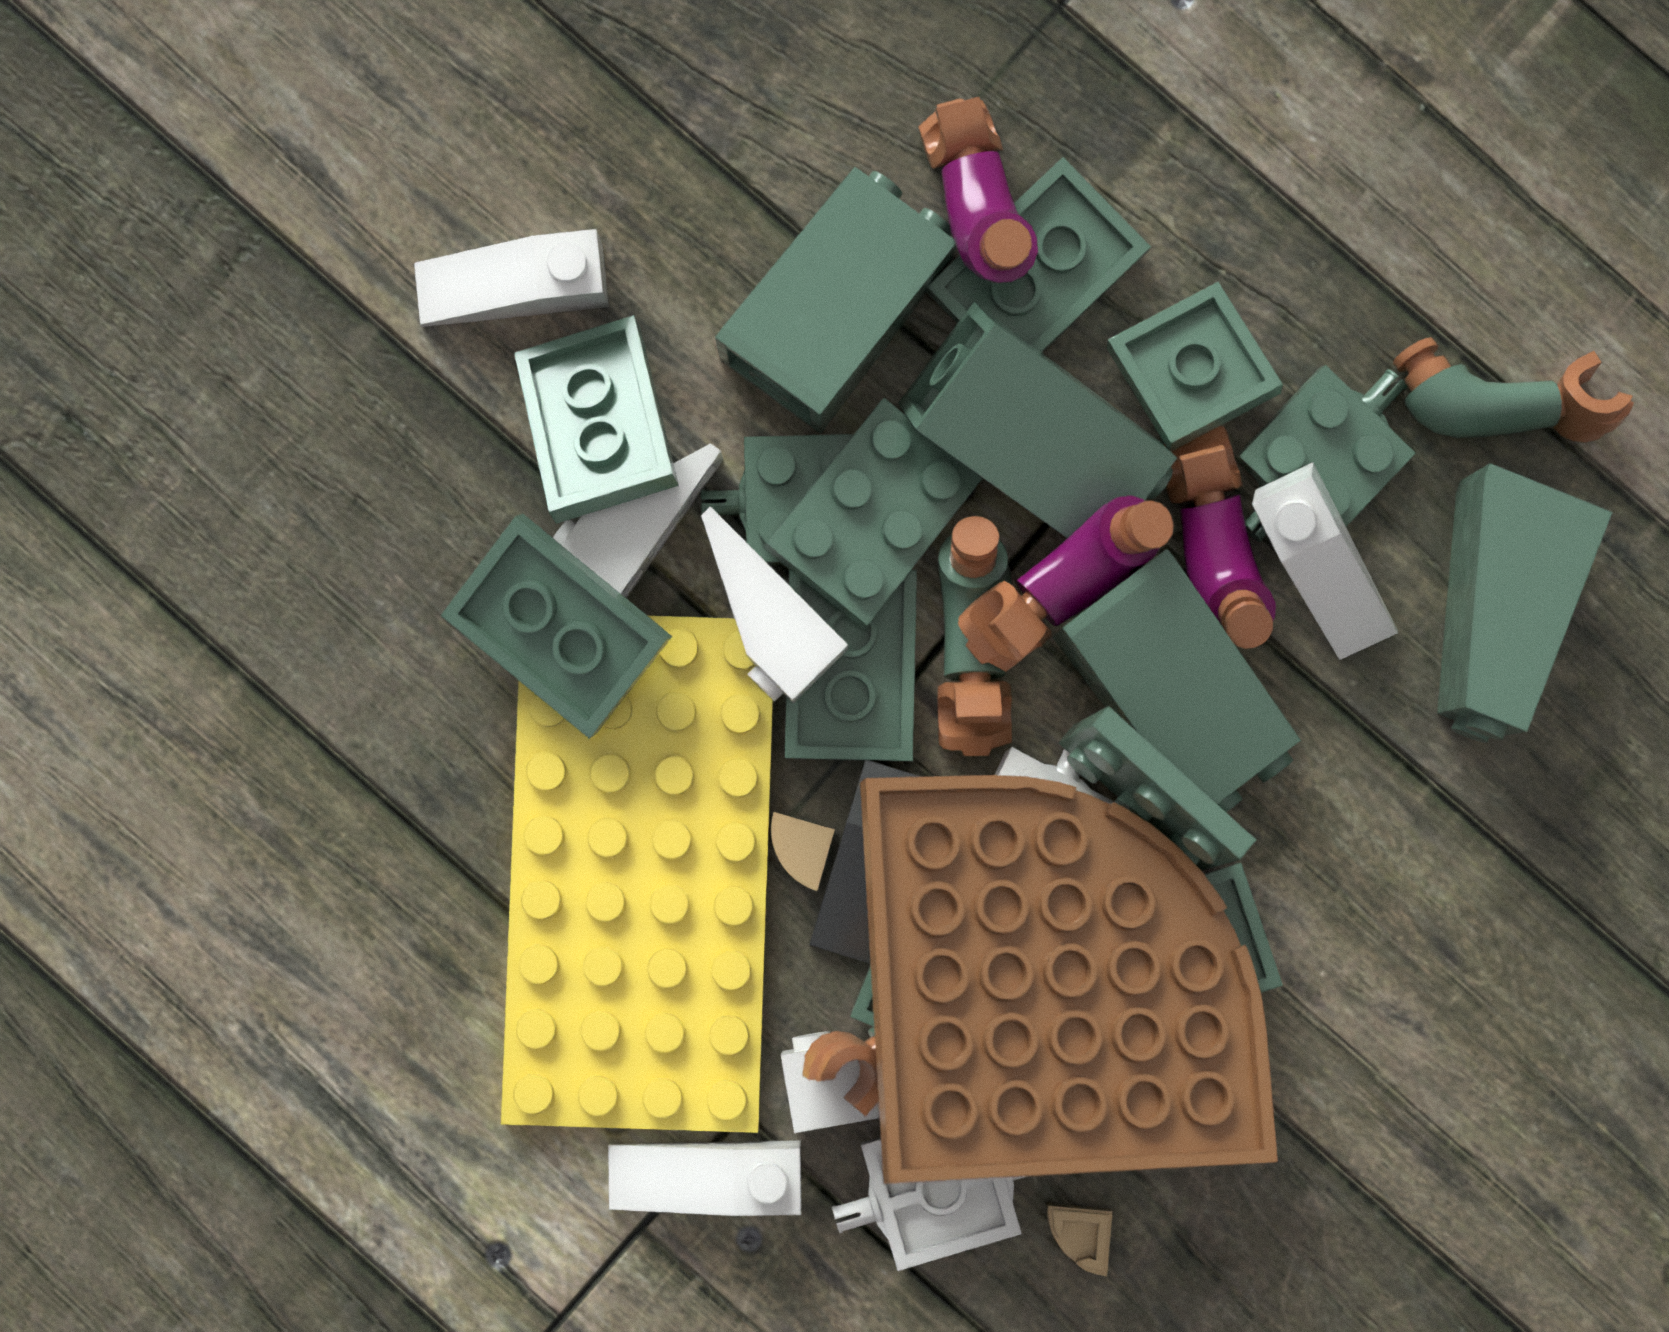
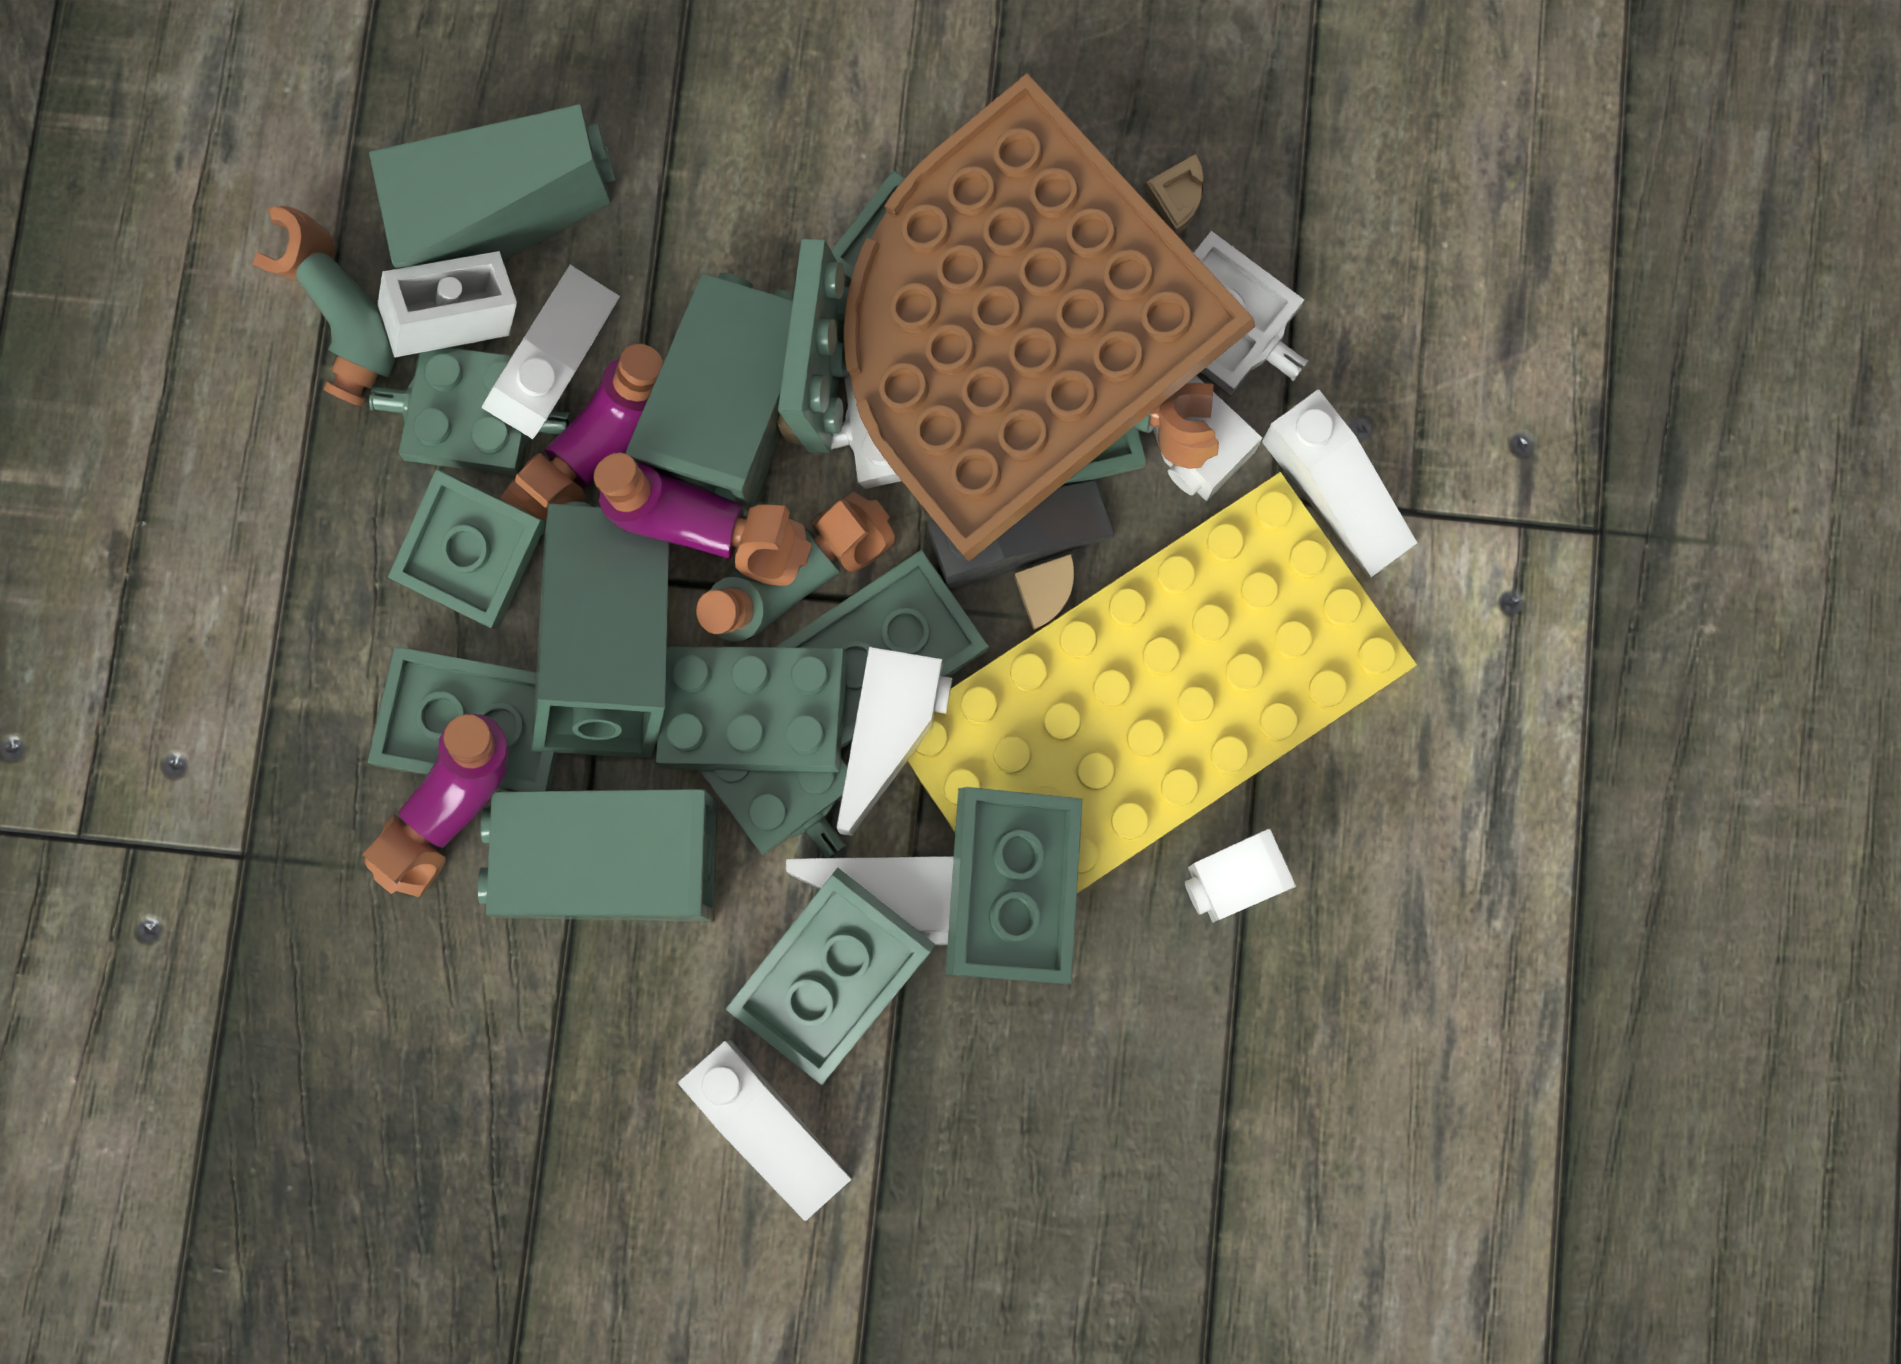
camera: 125 degrees left, 5 degrees down
(428, 825) = (1238, 877): none -> white slope
(1430, 494) = (446, 303): none -> white brick

